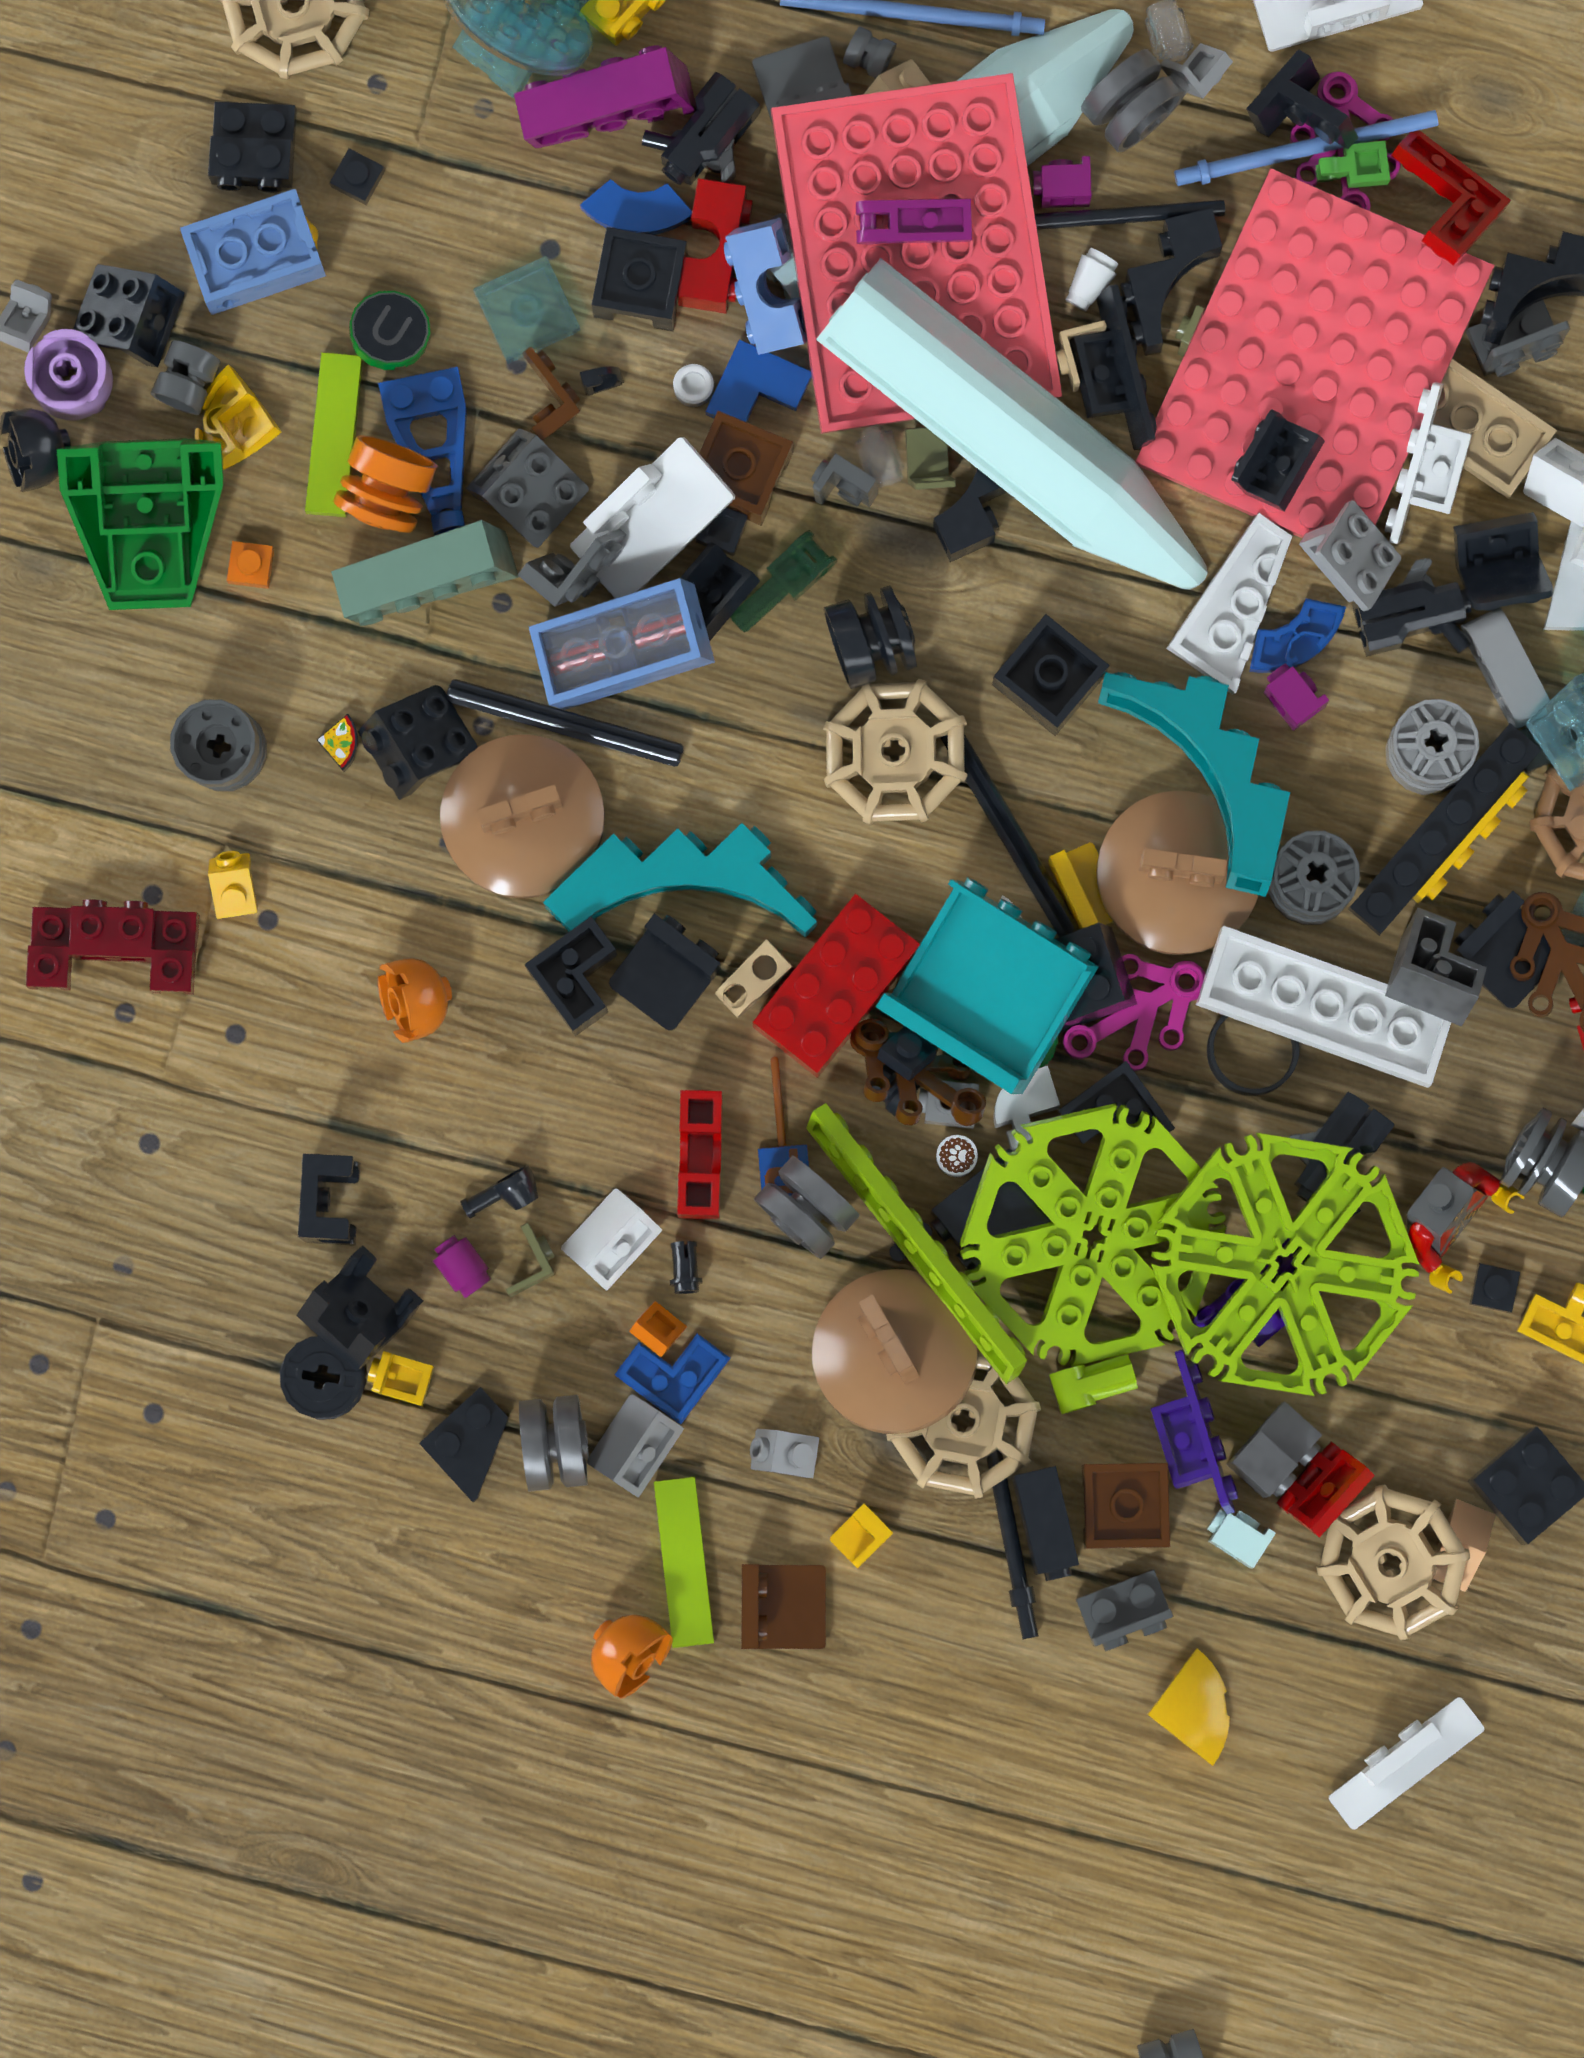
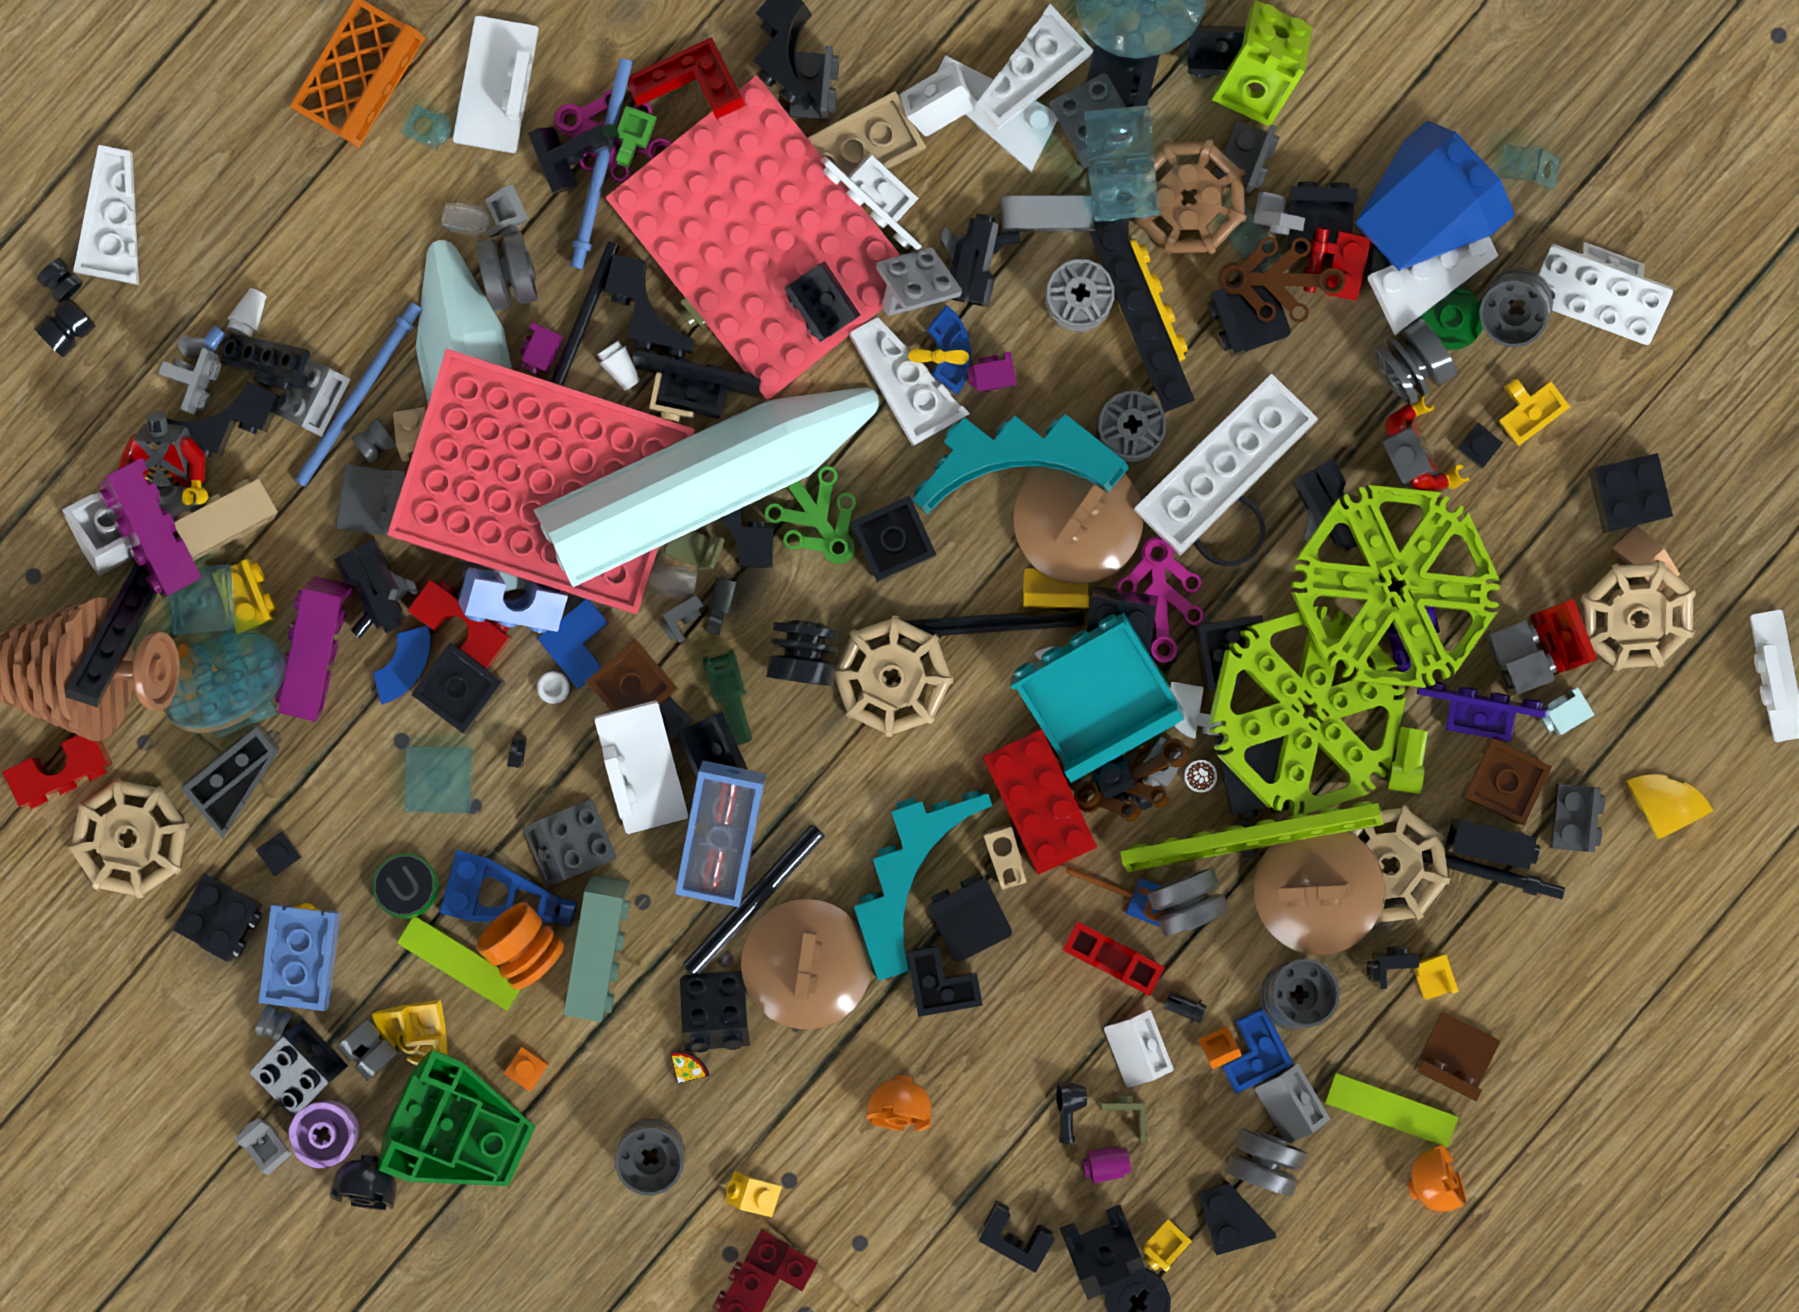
camera: 60 degrees left, 5 degrees up
(164, 260) = (273, 1024): none -> dark grey wheel
(414, 81) = (230, 778): none -> dark grey wedge
(550, 418) = (528, 803): reddish brown bracket -> none
(562, 580) = (650, 855): dark grey bracket -> none
(784, 1453) = (1353, 1001): light grey bracket -> none
(785, 1395) = (1317, 989): none -> dark grey wheel
(859, 1476) = (1396, 958): none -> black bracket
(879, 522) = (720, 604): none -> pearl dark grey bar
(915, 221) = (520, 472): magenta plate -> none
(1032, 580) = (817, 517): none -> bright green plant
(1282, 625) = (938, 356): none -> yellow piece
(1430, 975) = (1242, 381): flat silver brick -> none
(1501, 562) = (972, 179): black bracket -> none

